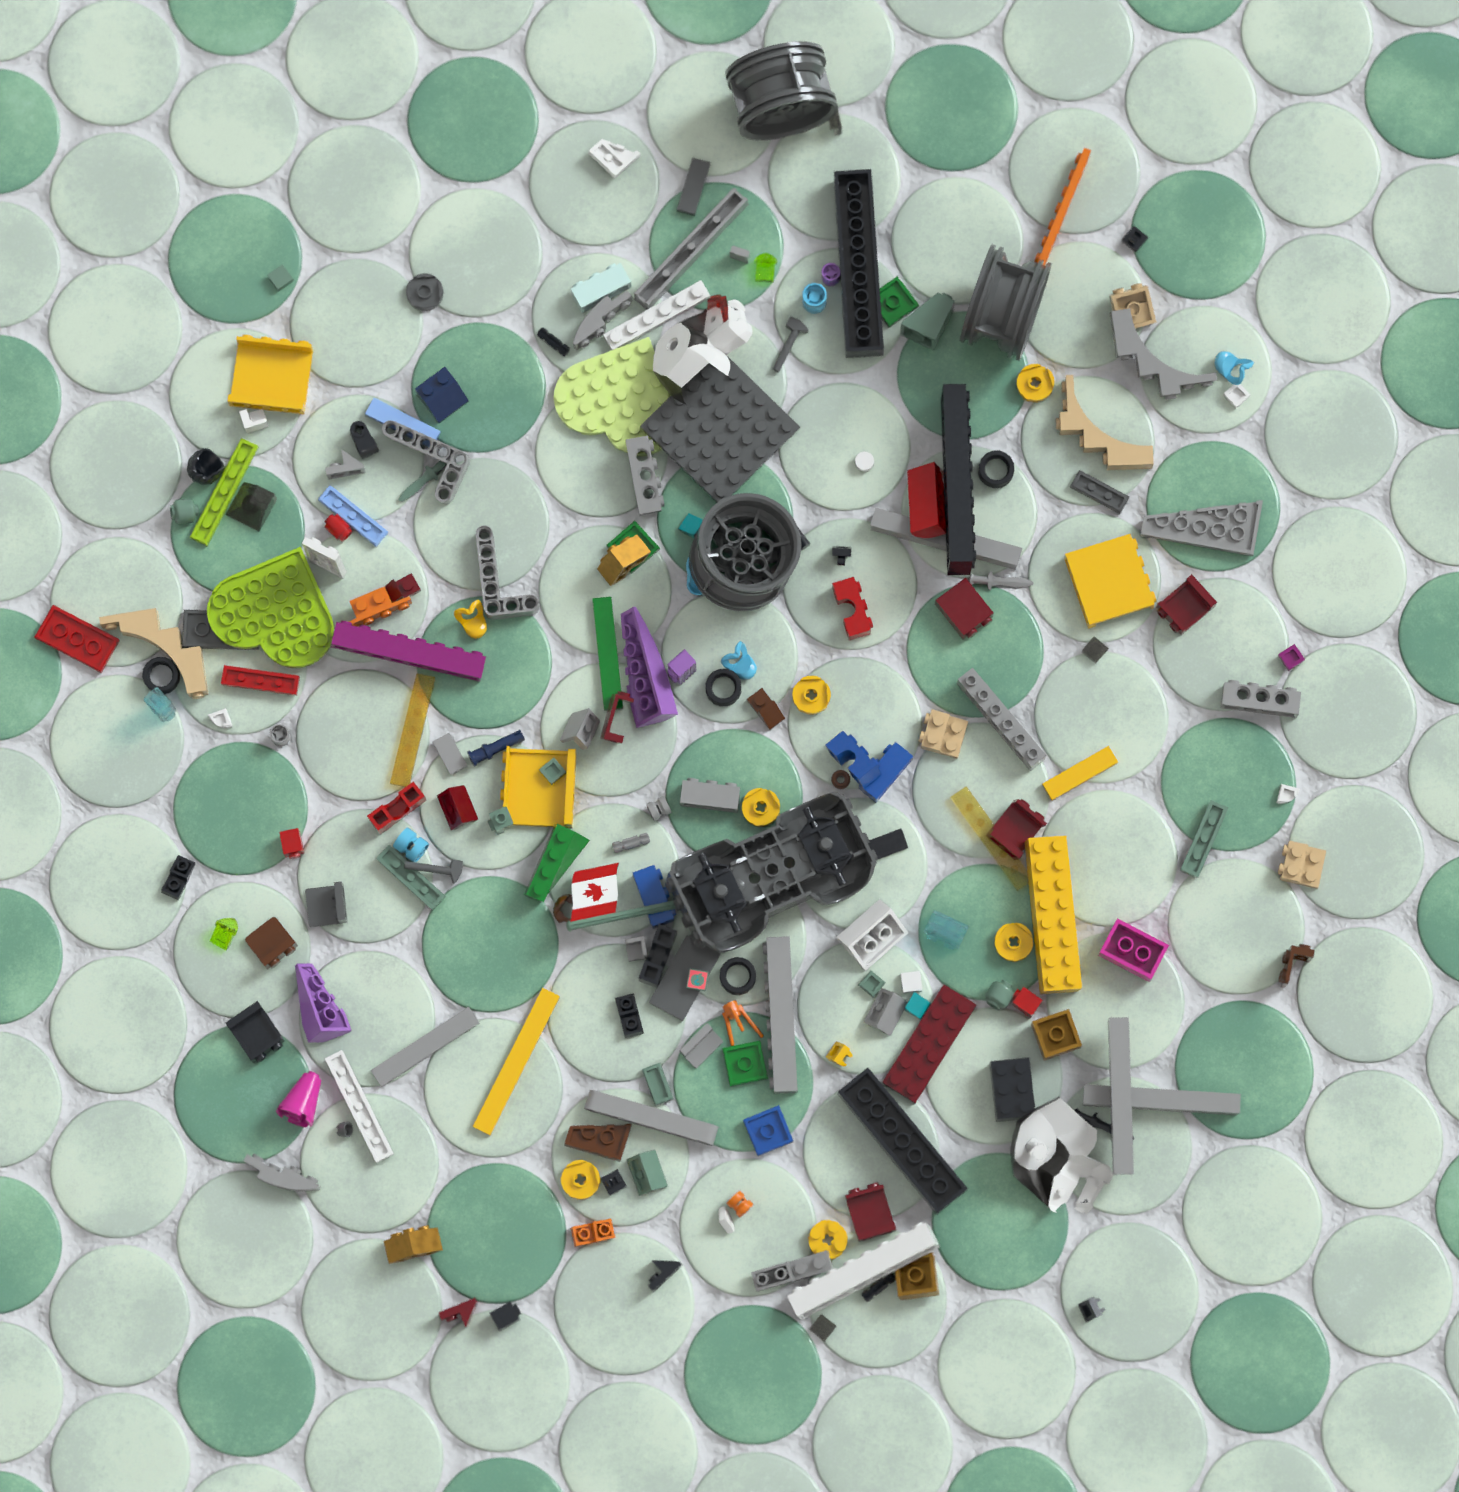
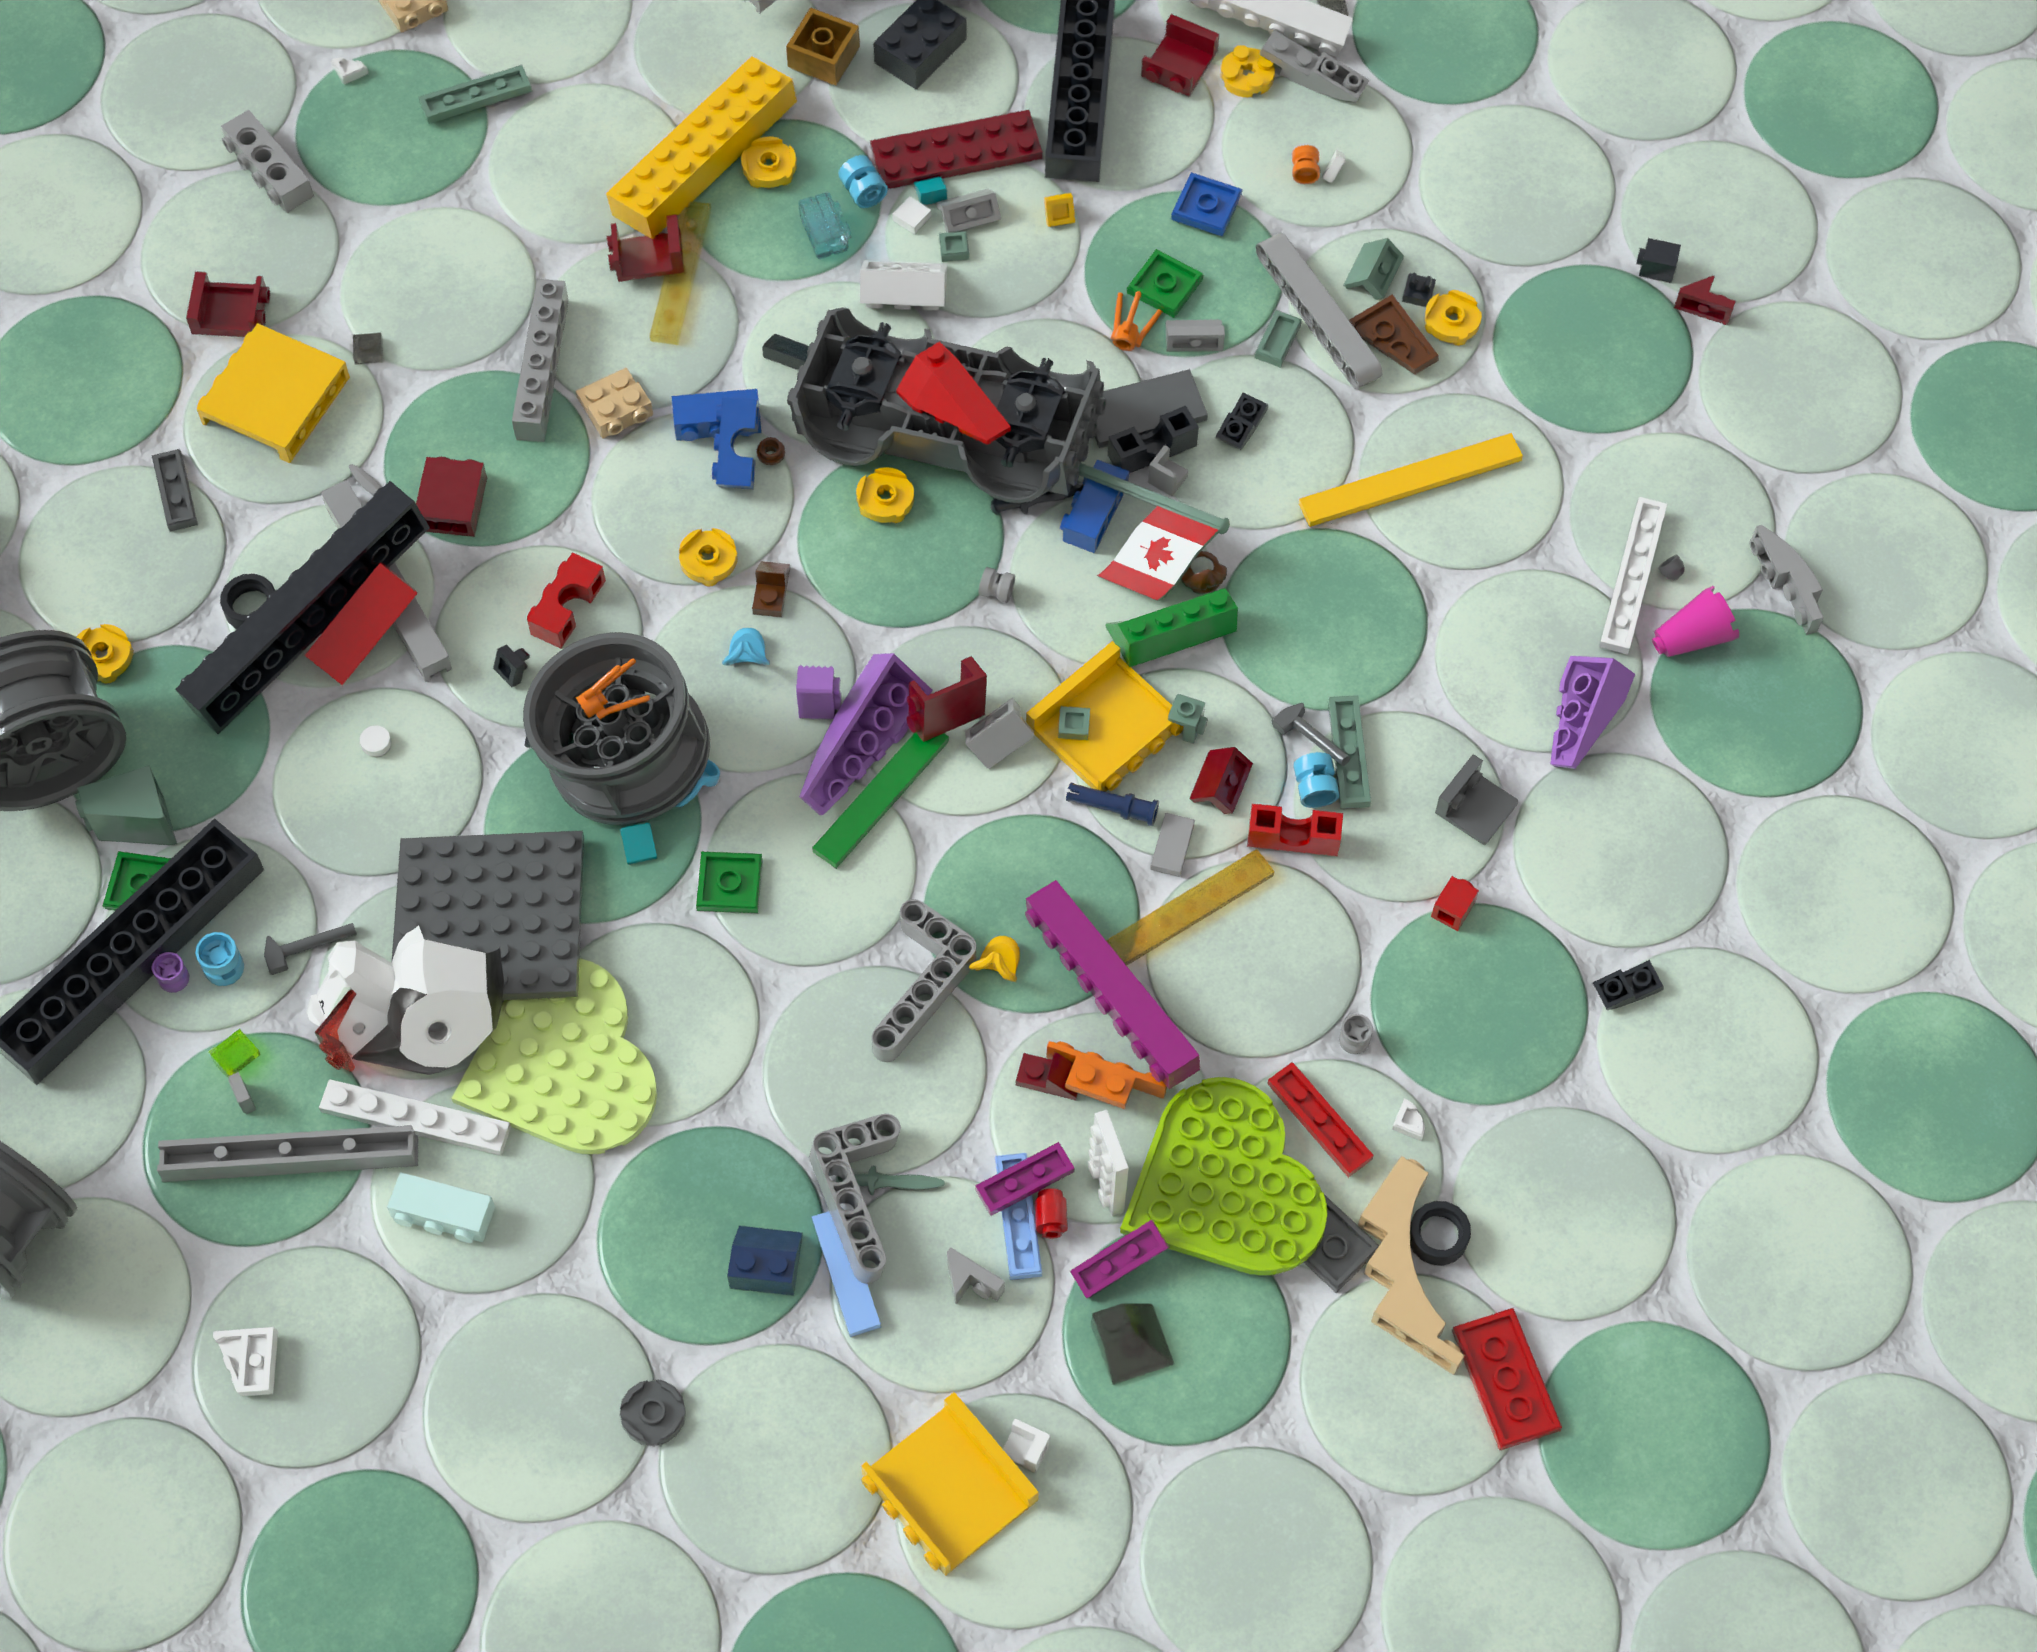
camera: 140 degrees left, 15 degrees down
(160, 705) = (1476, 1187): clear light blue brick -> none
(183, 511) = (1225, 1409): sand green head -> none
(204, 467) = (1146, 1436): black hair -> none
(224, 492) = (1149, 1392): lime tile -> none
(224, 932) = (1625, 874): clear neon green tile -> none
(255, 1032) = (1686, 742): black panel -> none
(271, 943) = (1581, 815): reddish brown bracket -> none
(280, 277) = (811, 1606): sand green tile -> none
(287, 532) = (1119, 1259): none -> magenta plate
(362, 528) = (1024, 1178): none -> magenta plate
(364, 442) = (916, 1288): black piece -> none
(412, 1244) = (1704, 388): pearl gold brick -> none
(425, 1046) = (1500, 575): light grey tile -> none
(553, 341) = (566, 1200): black axle -> none
(592, 1232) = (1482, 262): orange slope -> none
(594, 323) = (496, 1173): light grey slope -> none
(622, 559) = (759, 859): pearl gold brick -> none
(631, 842) = (1063, 581): light grey axle -> none
(634, 446) = (610, 973): light grey brick -> none
(667, 1268) = (1444, 167): black slope -> none
(693, 186) = (199, 1231): dark grey tile -> none
(697, 980) = (1134, 388): tile -> none
(710, 795) = (927, 549): light grey brick -> none
(723, 701) = (787, 625): black tyre -> none
(737, 961) = (1087, 343): black tyre -> none
(751, 536) = (593, 699): none -> orange plant
(766, 861) = (946, 390): none -> red wedge
(781, 1015) = (1083, 284): light grey brick -> none
(959, 972) = (863, 181): none -> medium azure wheel
(999, 995) = (837, 126): sand green head -> none
(1026, 1001) = (818, 100): red brick -> none
(1080, 773) = (522, 252): yellow tile -> none
(1118, 453) = (116, 543): tan arch -> none
(1133, 950) = (662, 53): dark pink brick -> none
(1217, 527) = (106, 348): light grey wing -> none
(1291, 657) = (189, 173): magenta plate -> none

